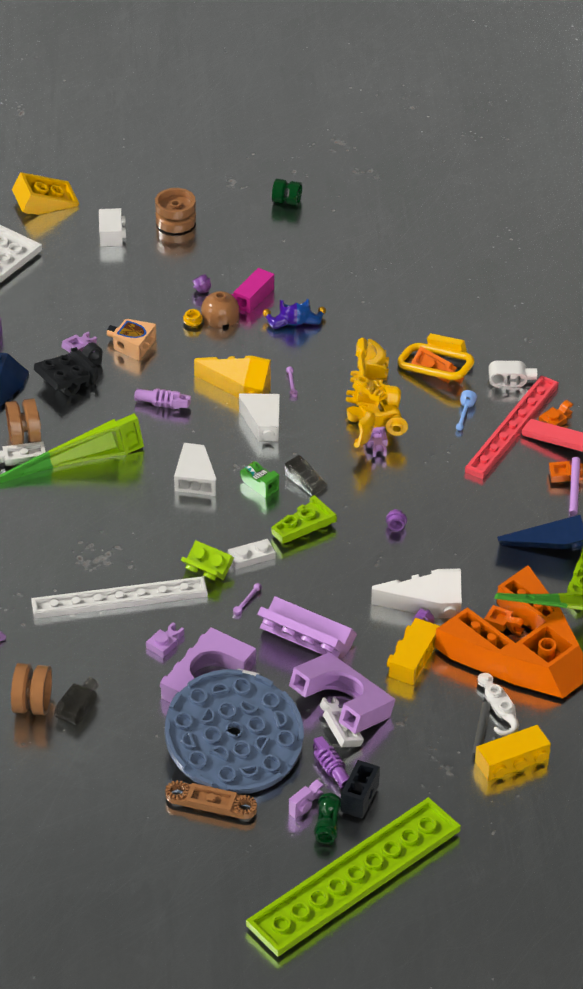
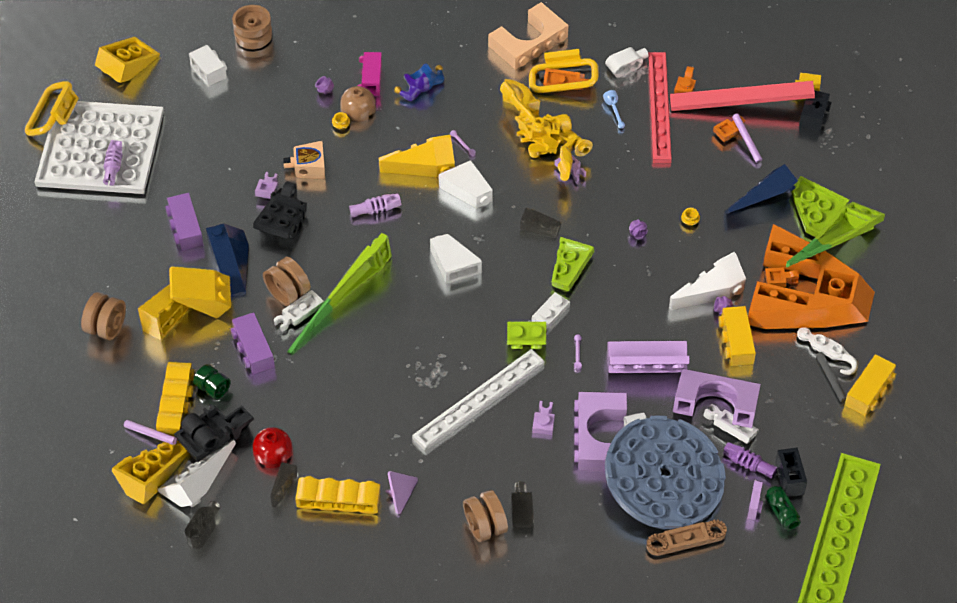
camera: 30 degrees left, 10 degrees up
(260, 478) = (508, 242): bright green leg -> none
(411, 326) = (519, 52): none -> light nougat arch
(459, 531) = (690, 216): none -> yellow plate

